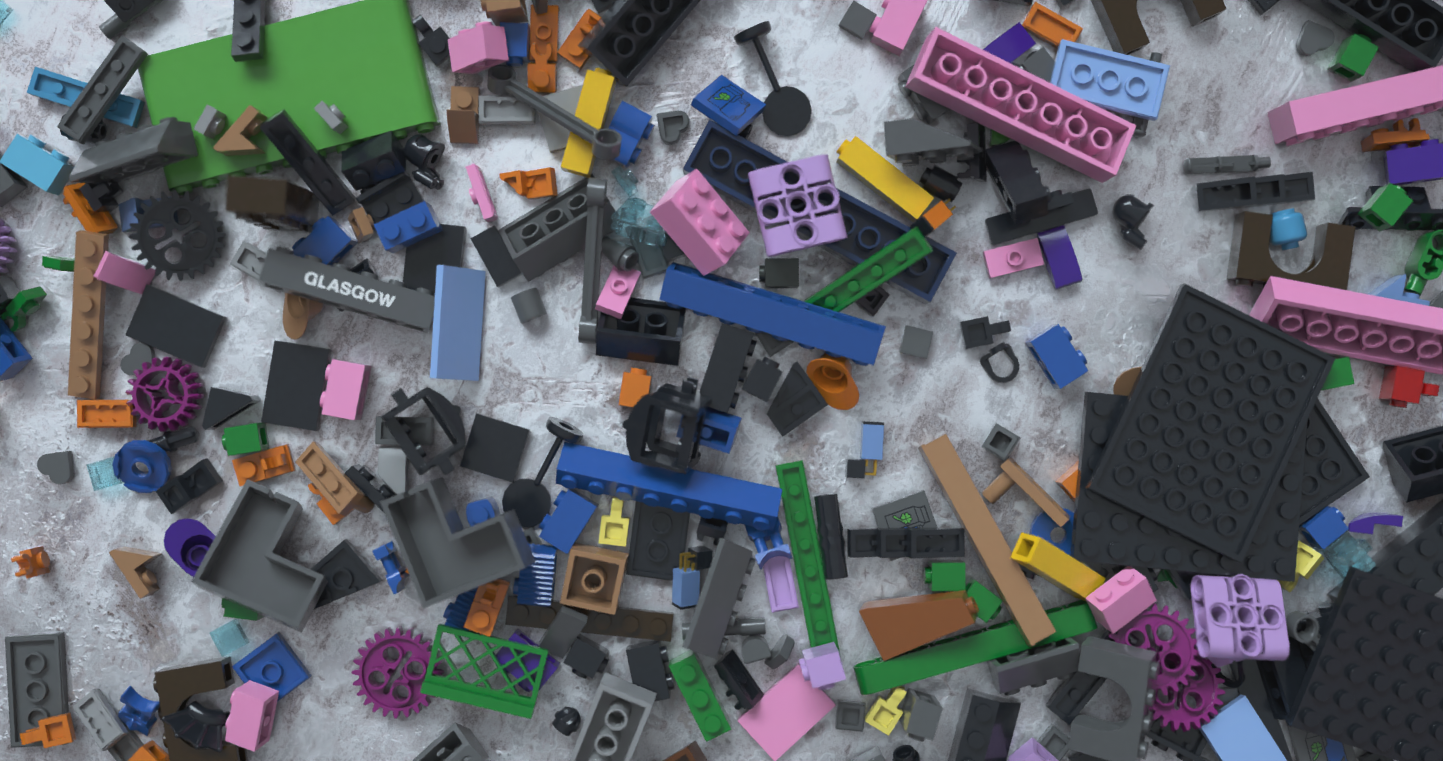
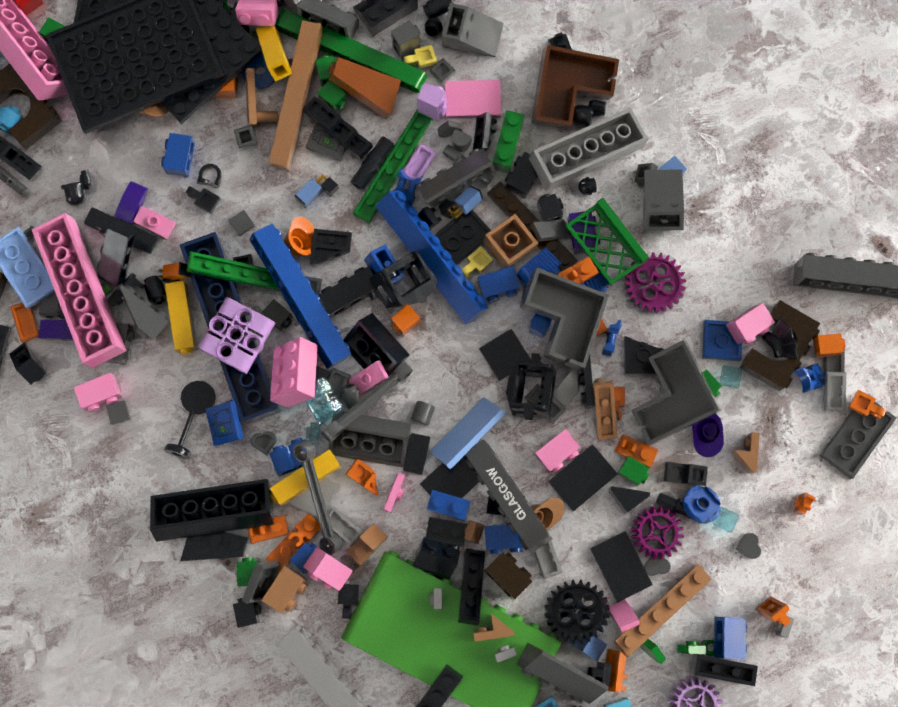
camera: 135 degrees left, 10 degrees down
(105, 414) = (698, 551): orange plate -> none
(425, 156) = (407, 540): black piece -> none
(529, 496) = (508, 314): black piece -> none
(762, 378) = (334, 267): black brick -> none

